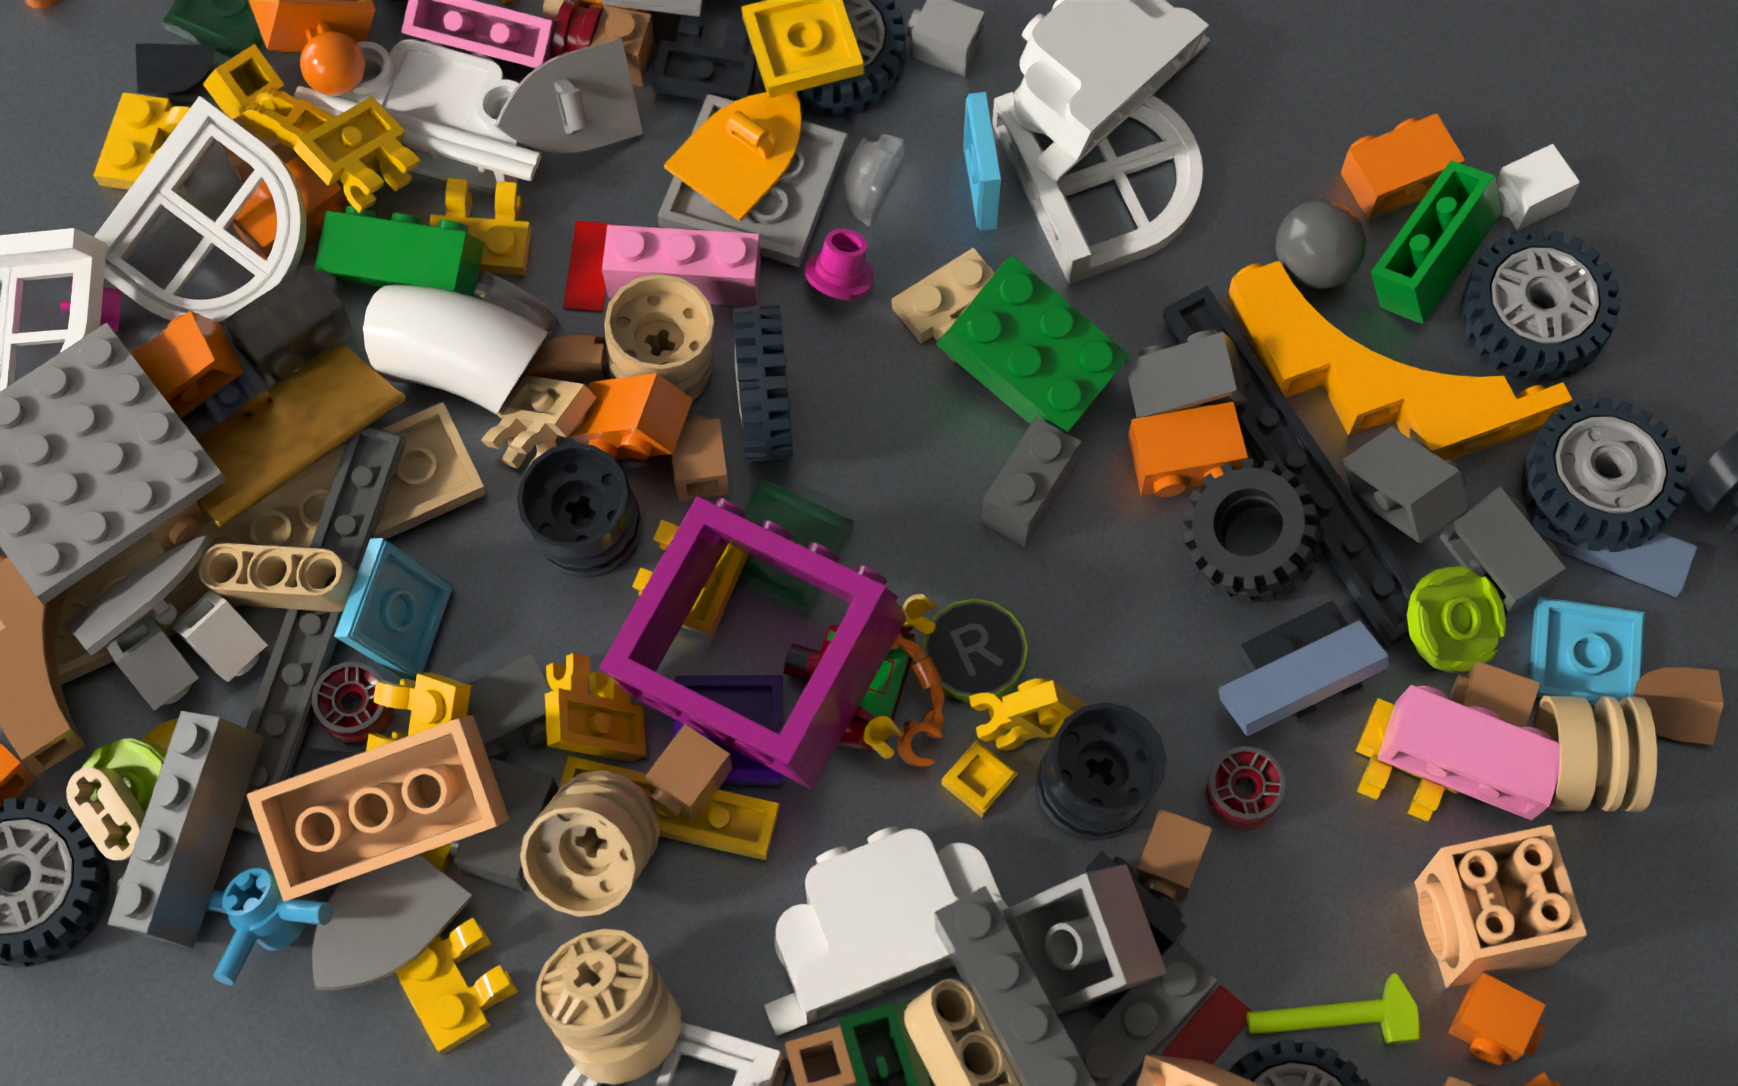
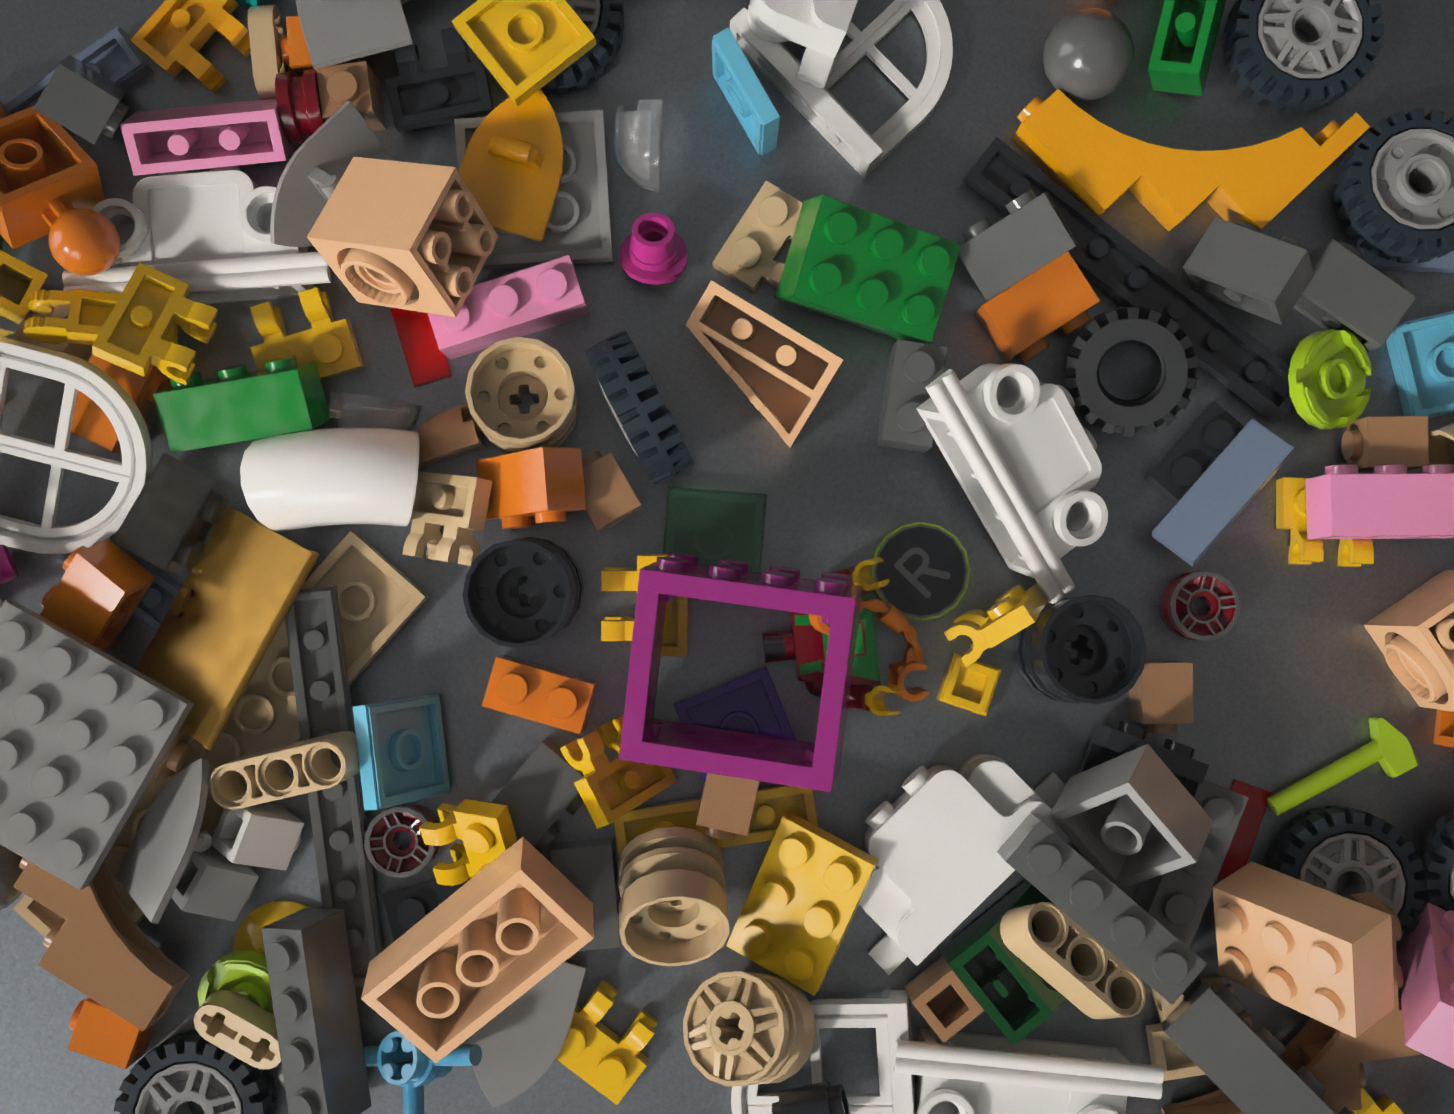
camera: 25 degrees left, 20 degrees up
(550, 612) = (540, 693): none -> orange brick
(616, 160) = (404, 235): none -> light nougat brick
(718, 912) = (802, 902): none -> yellow plate
(907, 396) = (765, 358): none -> light nougat wedge
(1109, 570) = (1020, 466): none -> white brick

